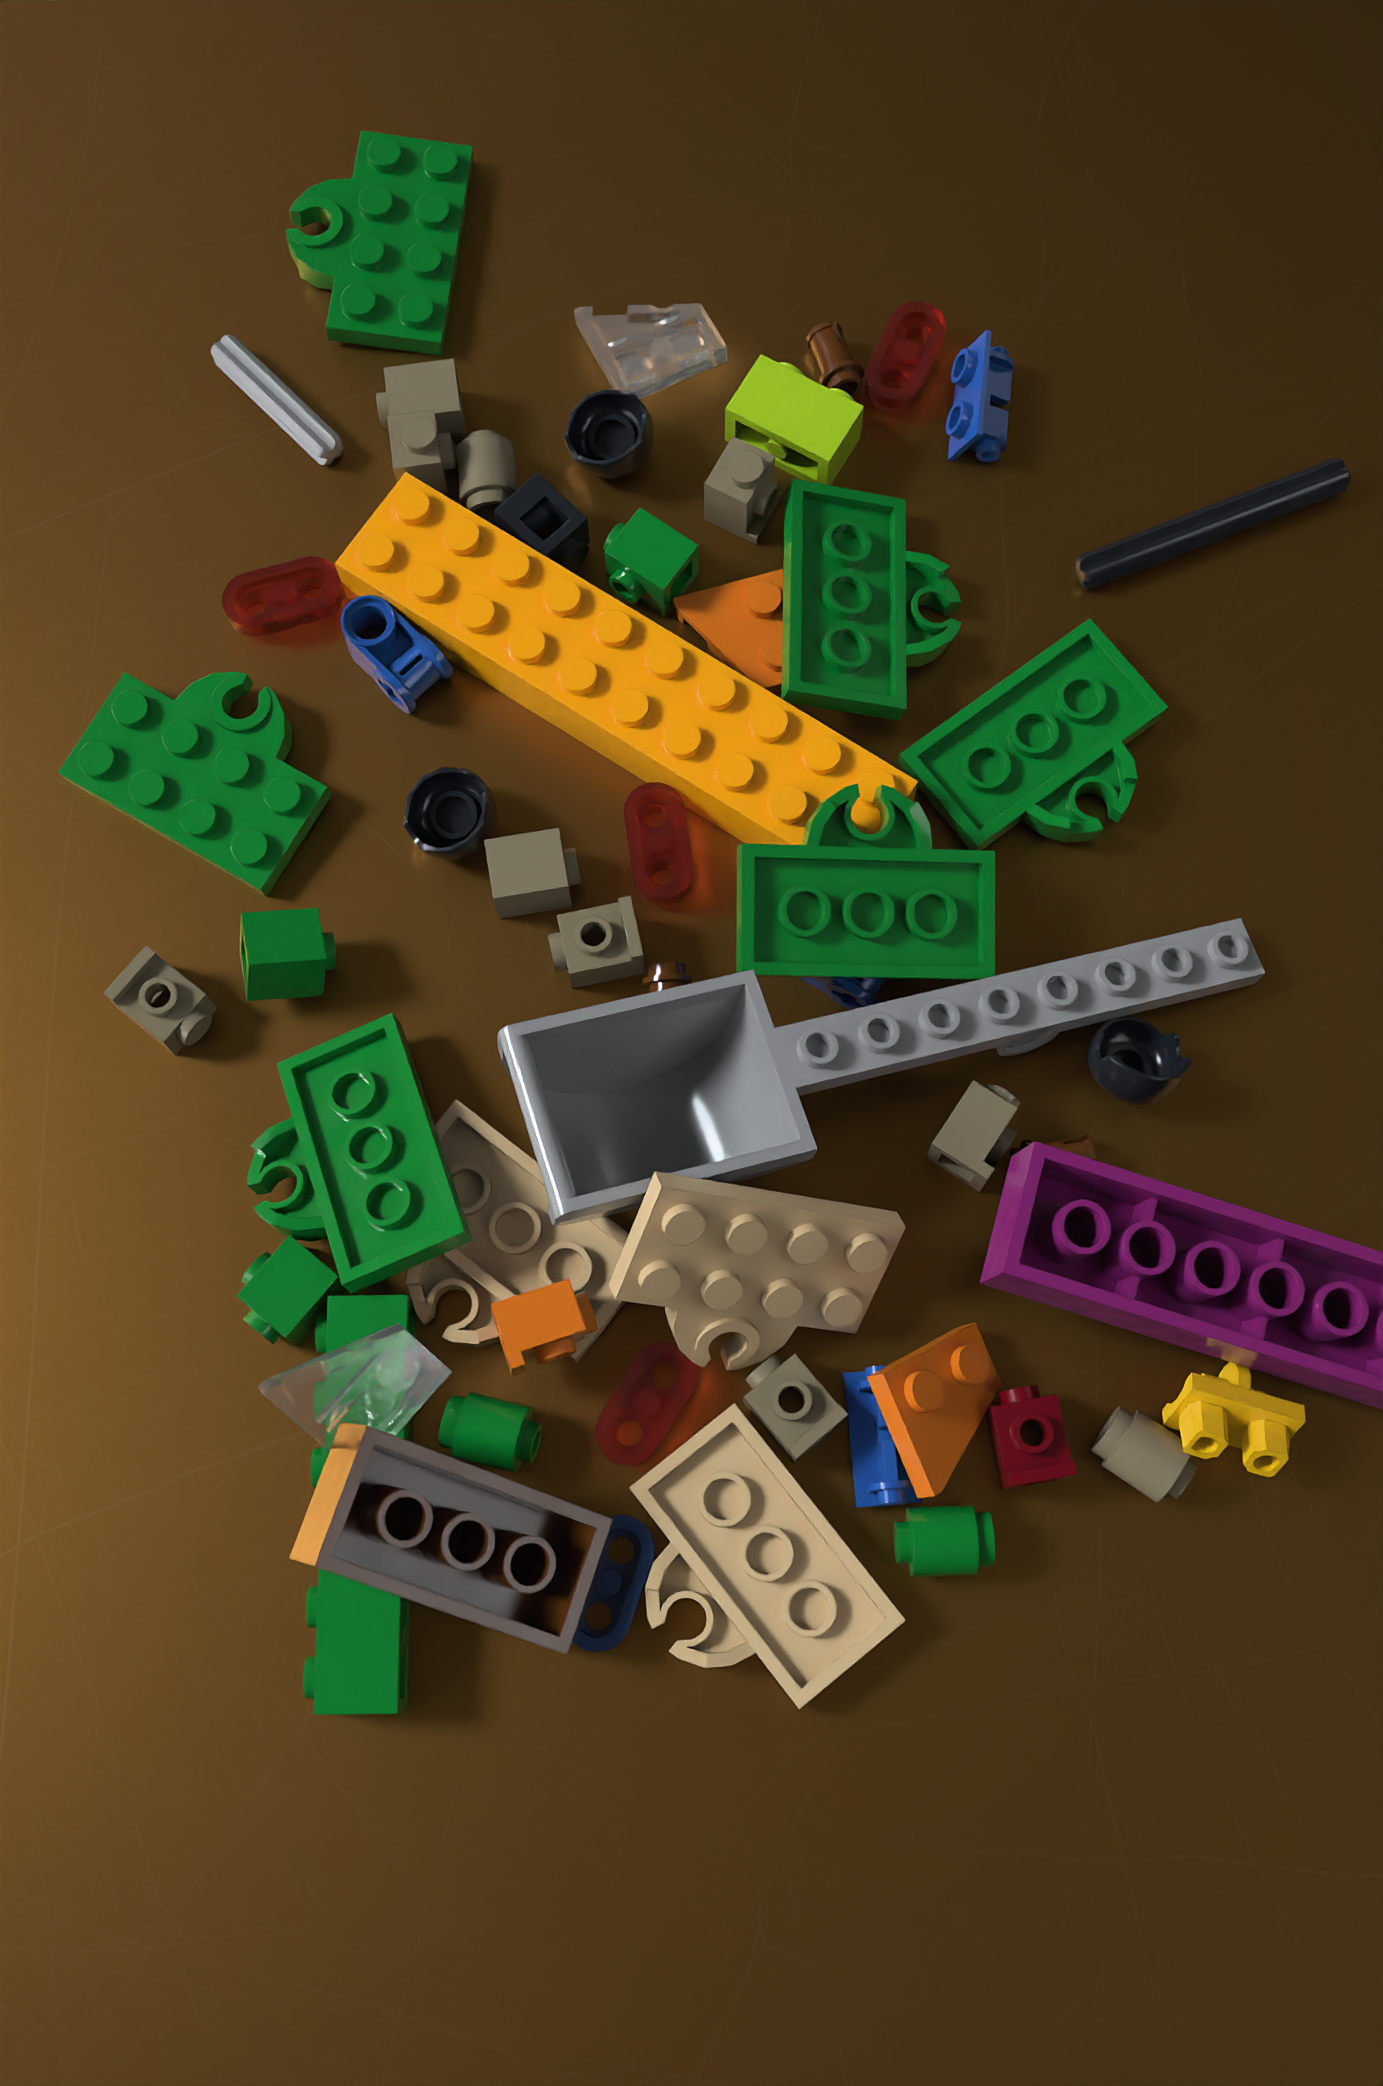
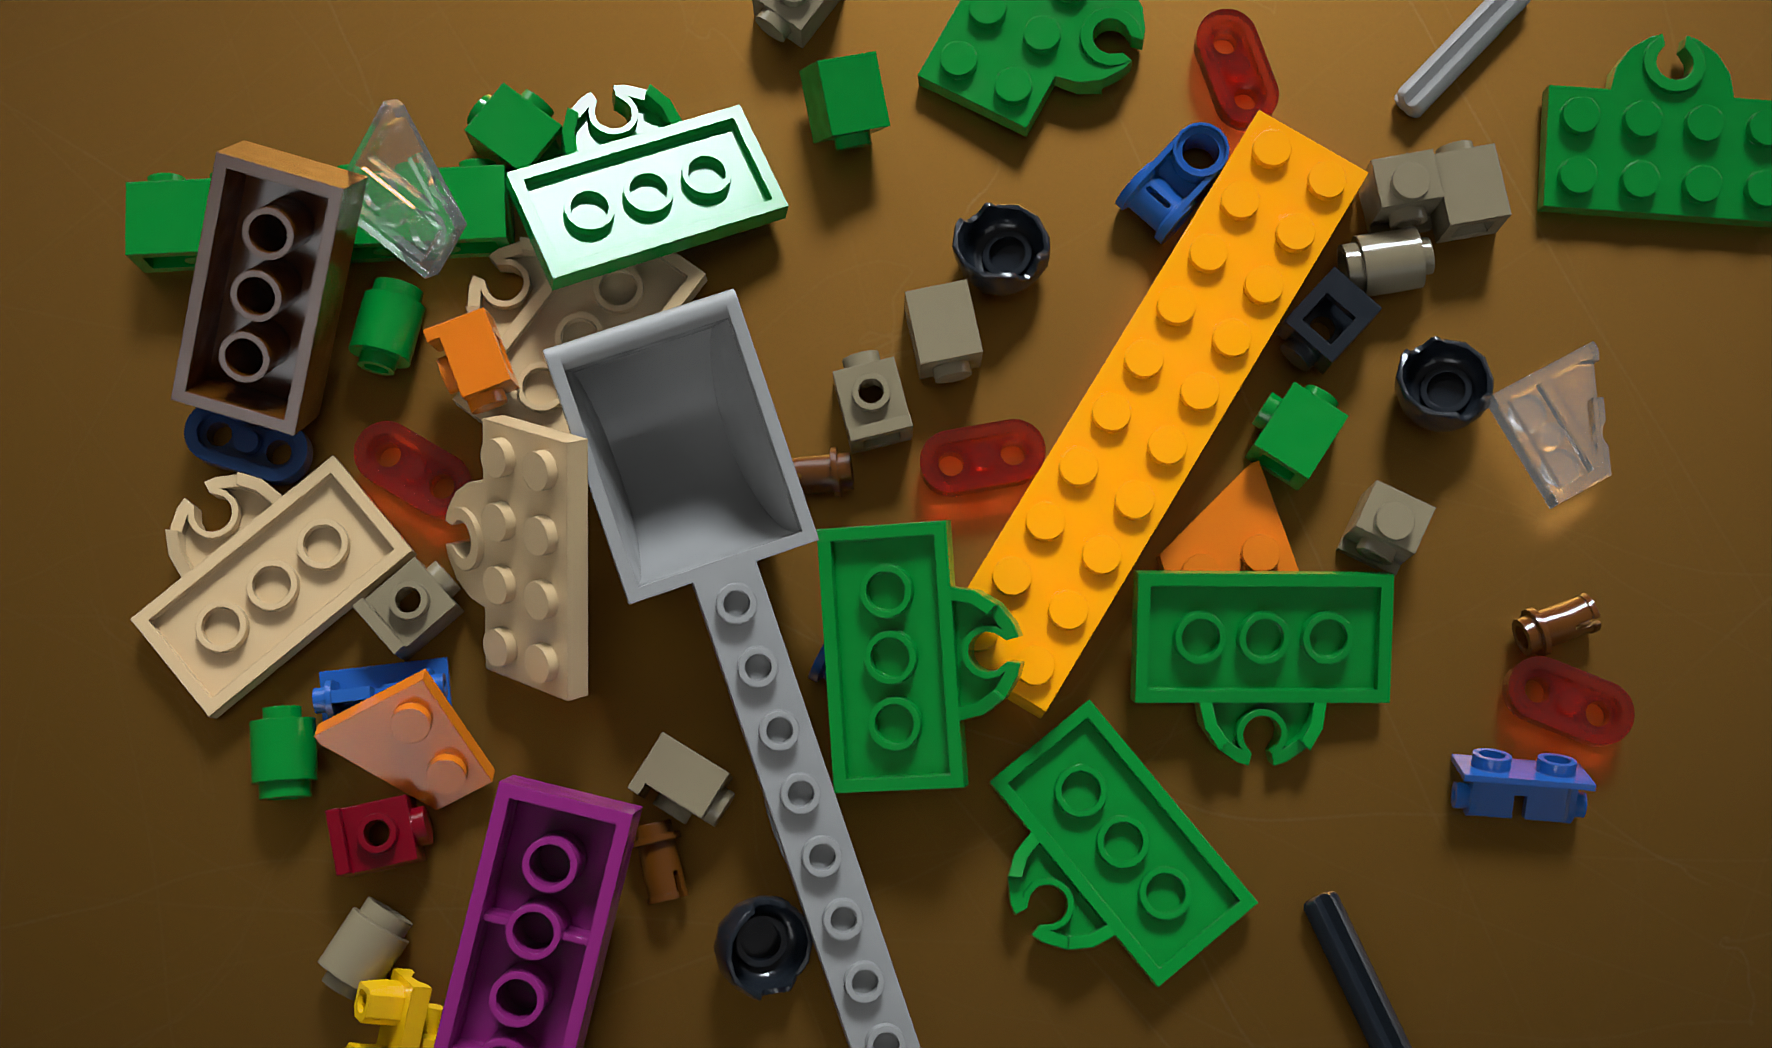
camera: 85 degrees right, 5 degrees up
(795, 420) = (1476, 581): lime brick -> none

